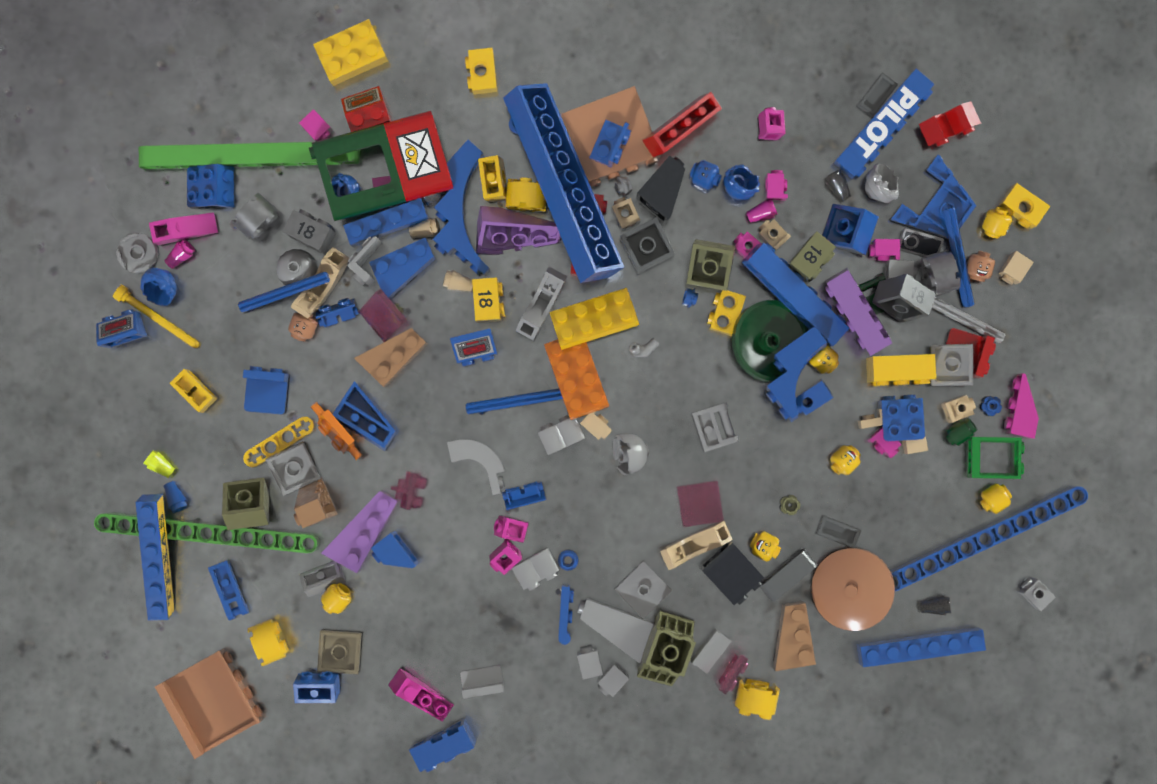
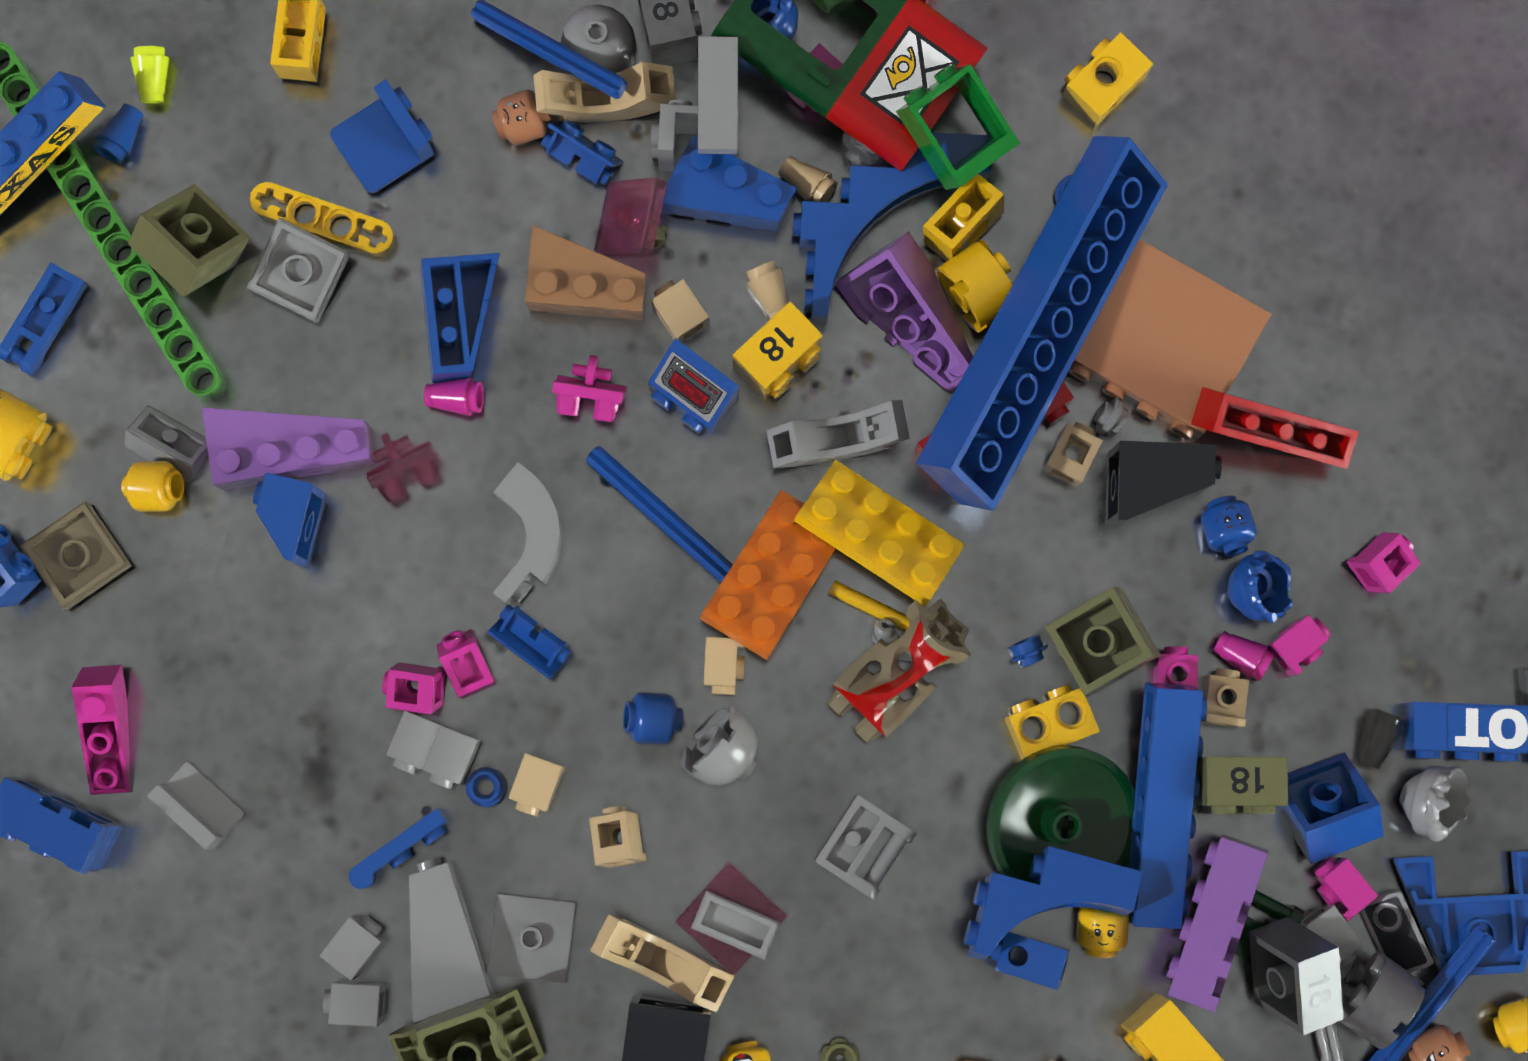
camera: 45 degrees right, 5 degrees down
(313, 504) = (263, 339): medium nougat wedge -> none
(340, 437) = (403, 272): orange plate -> none
(362, 239) = (717, 95): none -> light grey tile
(386, 222) = (787, 124): blue brick -> none
(398, 445) = (455, 396): none -> dark pink cone
(436, 326) = (679, 310): none -> tan brick
(447, 384) = (571, 390): none -> dark pink hips
(475, 151) = (984, 108): none -> green window
(560, 435) = (665, 623): light grey brick -> none
(583, 539) = (535, 784): none -> tan brick
(594, 471) = (652, 718): none -> blue head
(609, 142) = (1157, 344): blue bracket -> none
(624, 526) = (605, 842): none -> tan brick
(627, 342) = (868, 605): none -> yellow bar
(647, 245) = (1052, 523): dark grey brick -> none
(655, 334) = (931, 640): none -> dark tan hips
(704, 504) = (735, 924): none -> light grey tile

